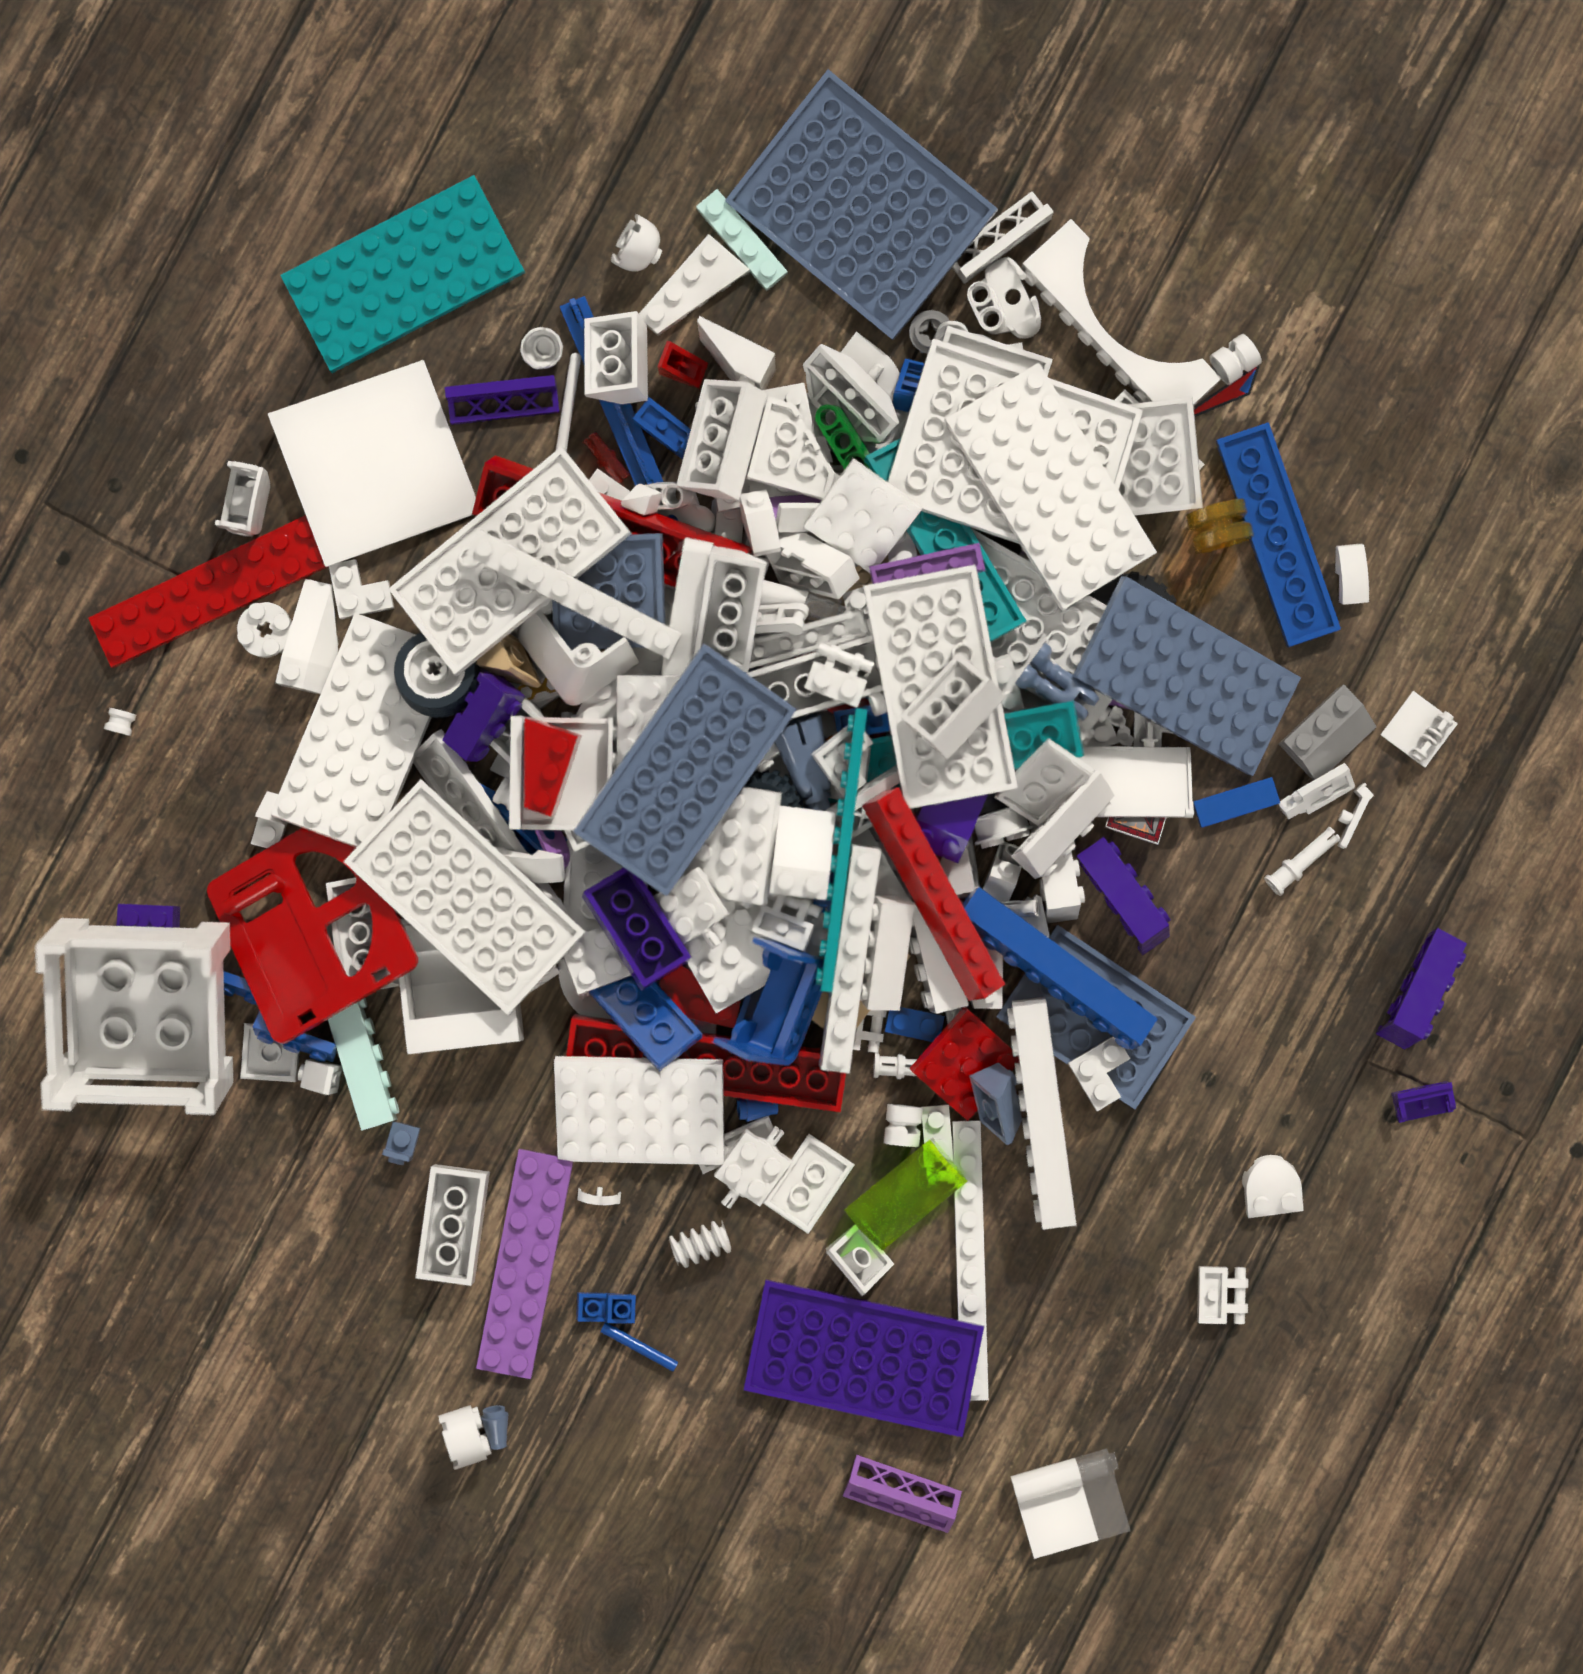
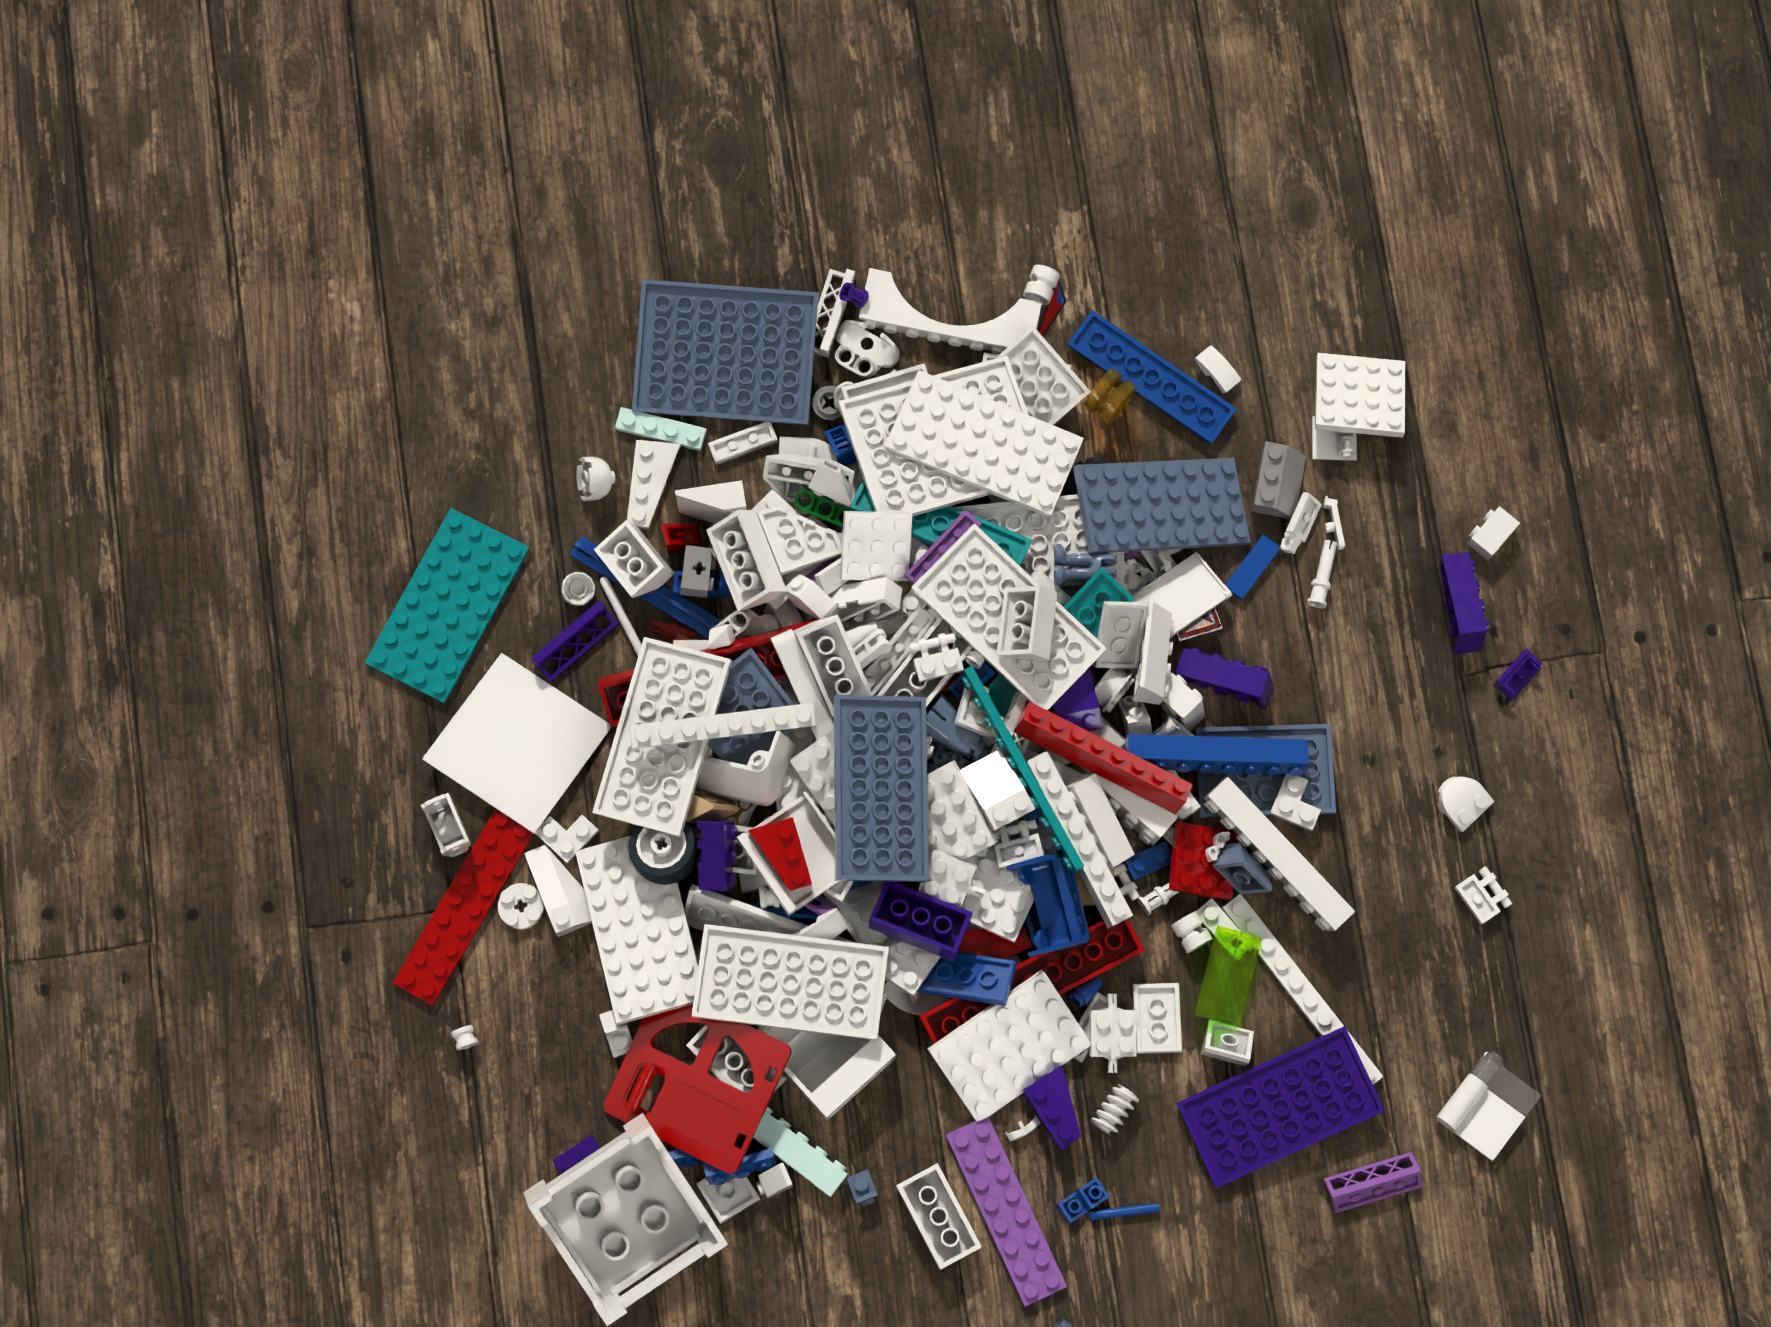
camera: 40 degrees left, 10 degrees down
(641, 1199) = (1054, 1107): none -> dark purple wedge
(674, 399) = (692, 583): none -> light grey brick
(814, 312) = (742, 442): none -> white tile
(866, 418) = (831, 482): none -> white slope
(993, 1058) = (1219, 842): none -> white piece
(1033, 236) = (853, 295): none -> dark purple bush
(1477, 704) = (1360, 395): none -> white plate
(1507, 941) = (1493, 533): none -> white brick

